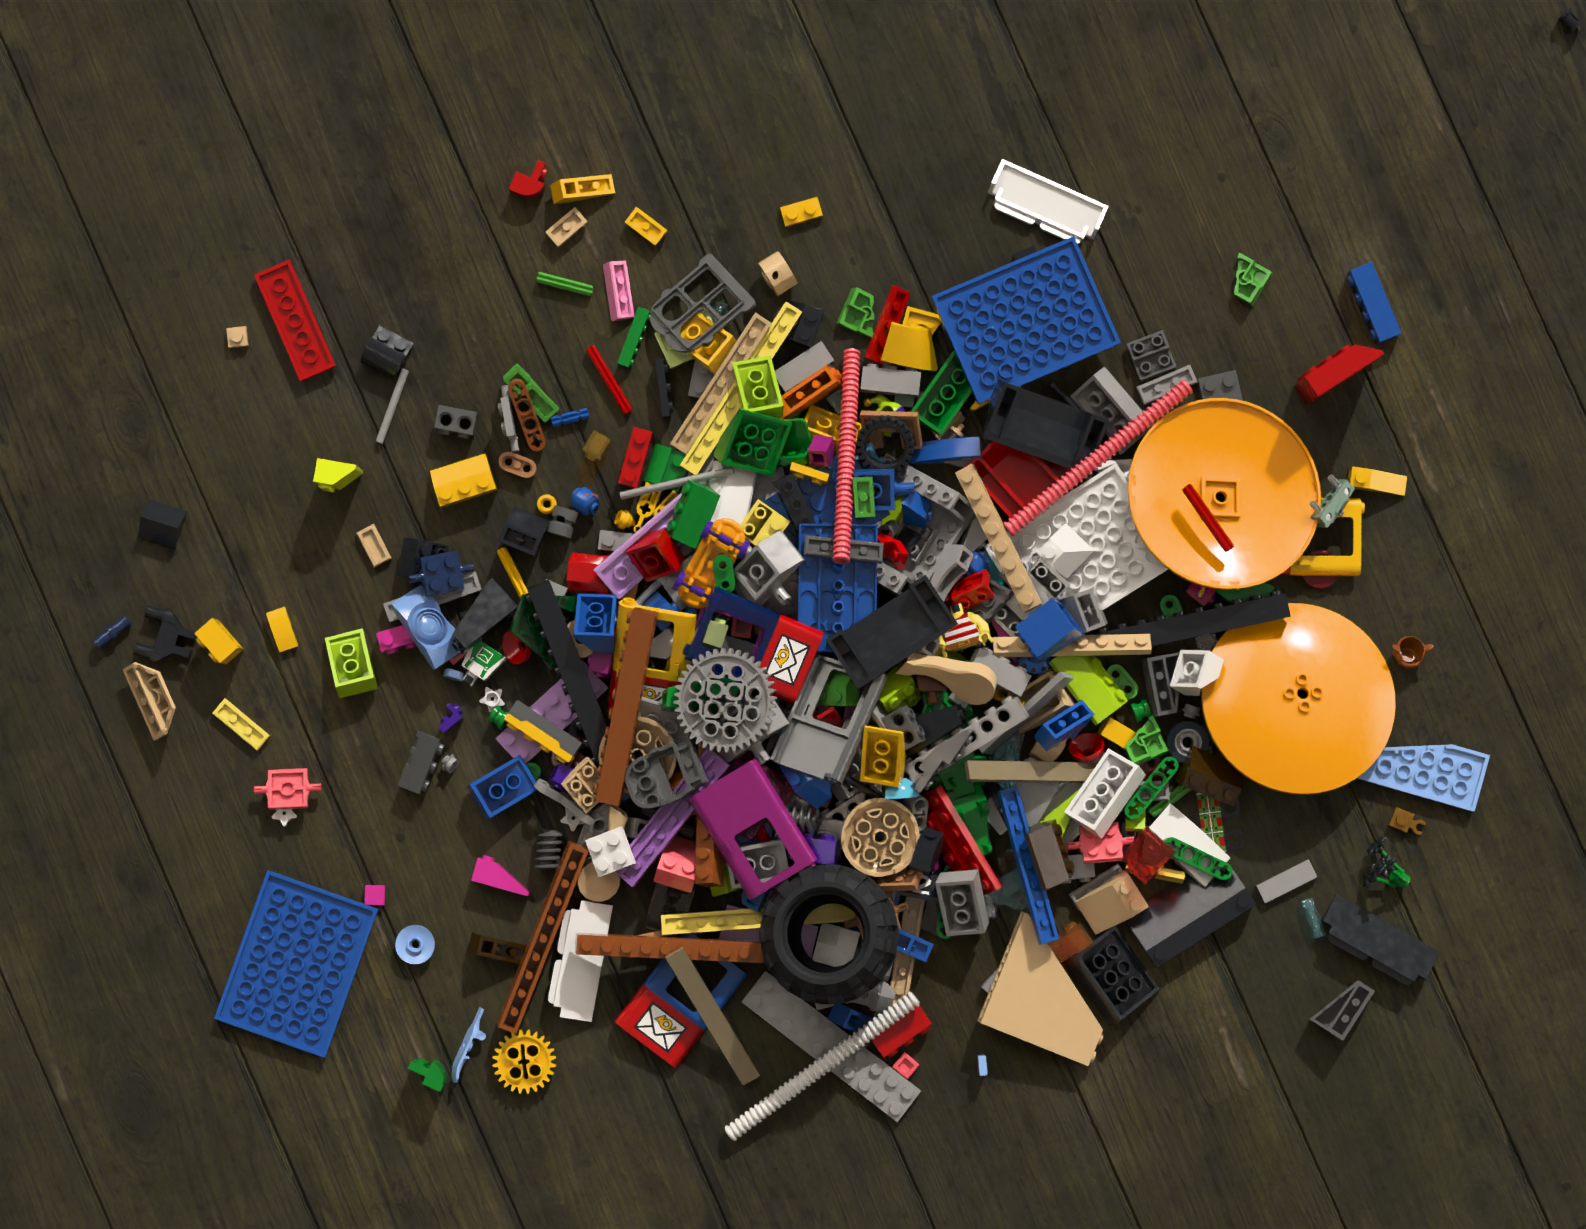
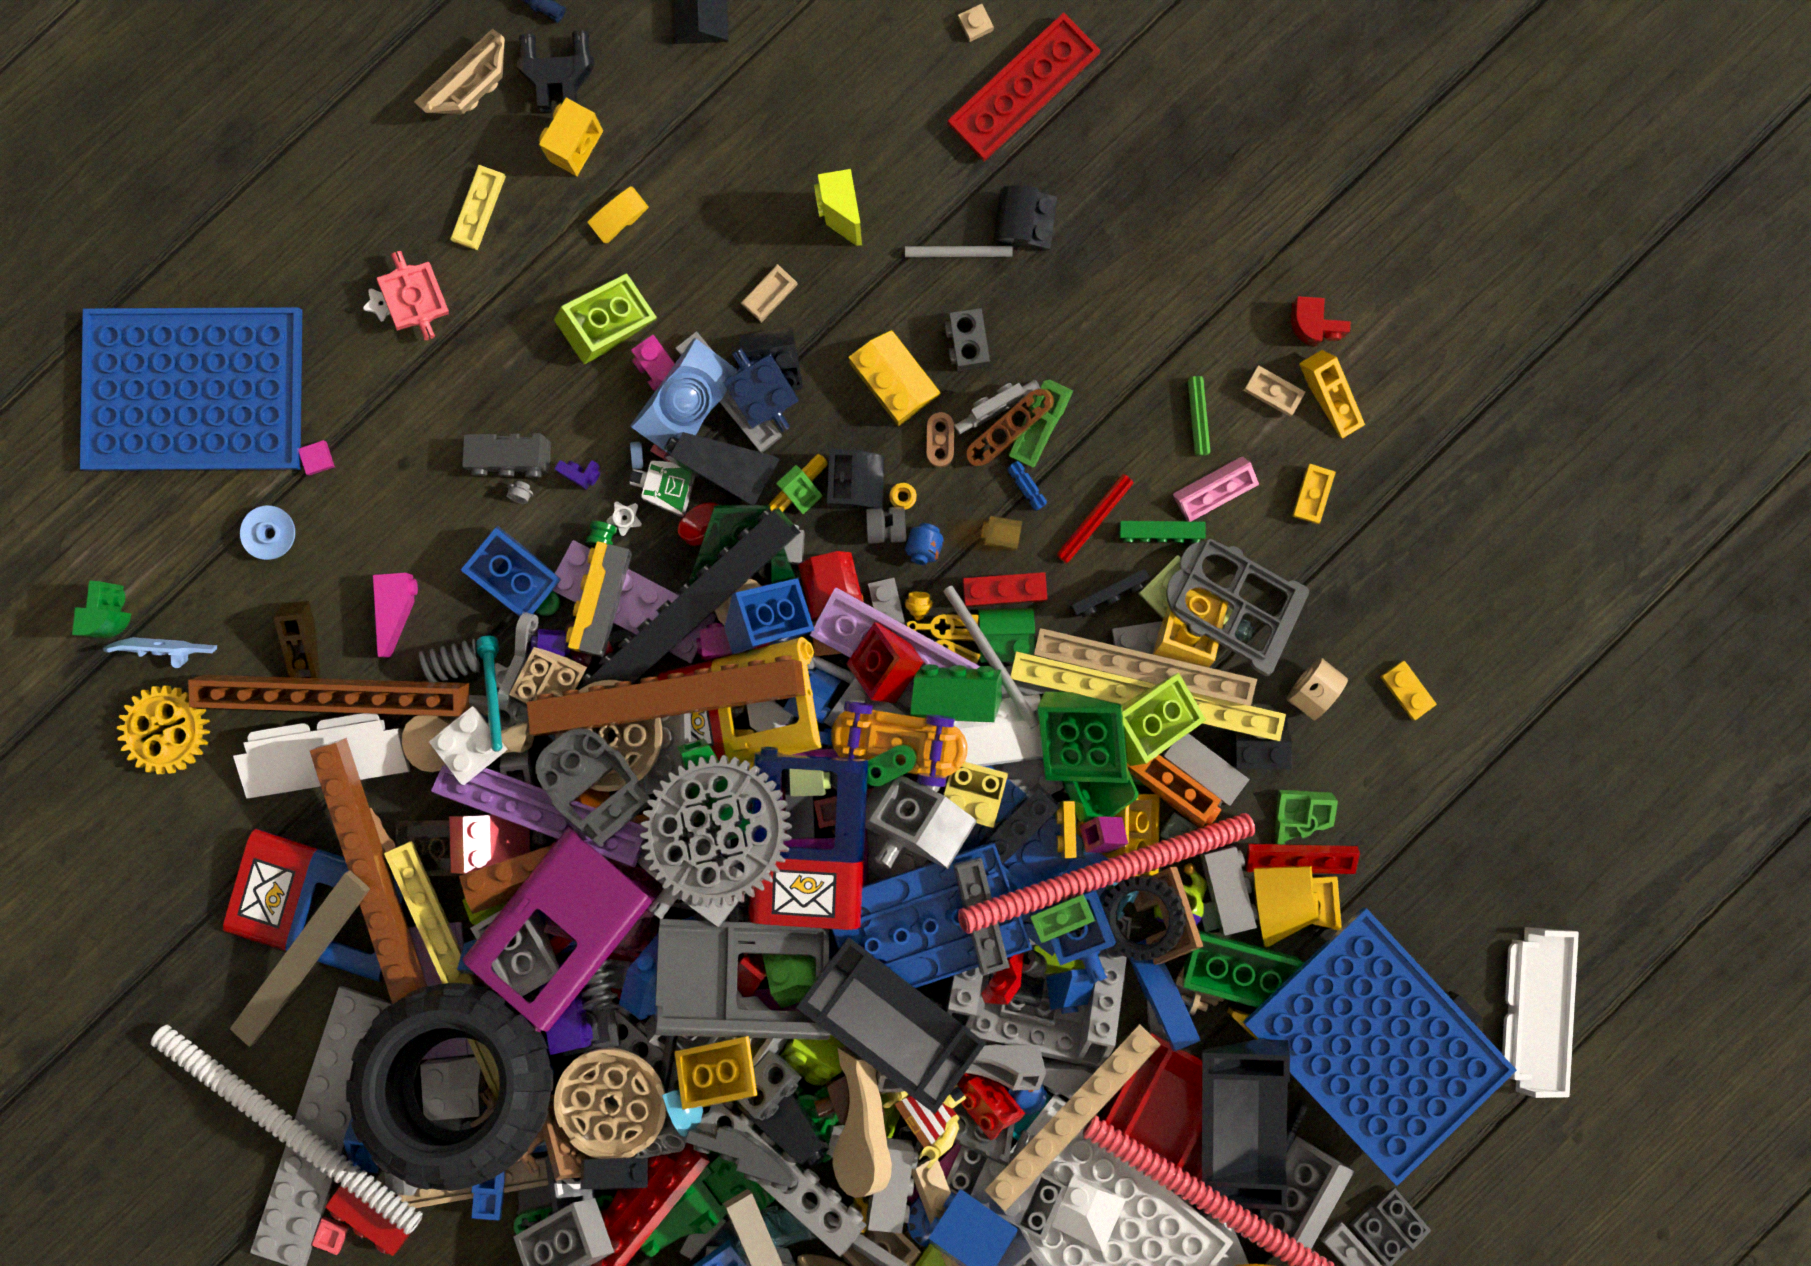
camera: 70 degrees right, 0 degrees up
(517, 571) = (799, 489): none -> bright green plate
(549, 822) = (487, 649): none -> teal piece

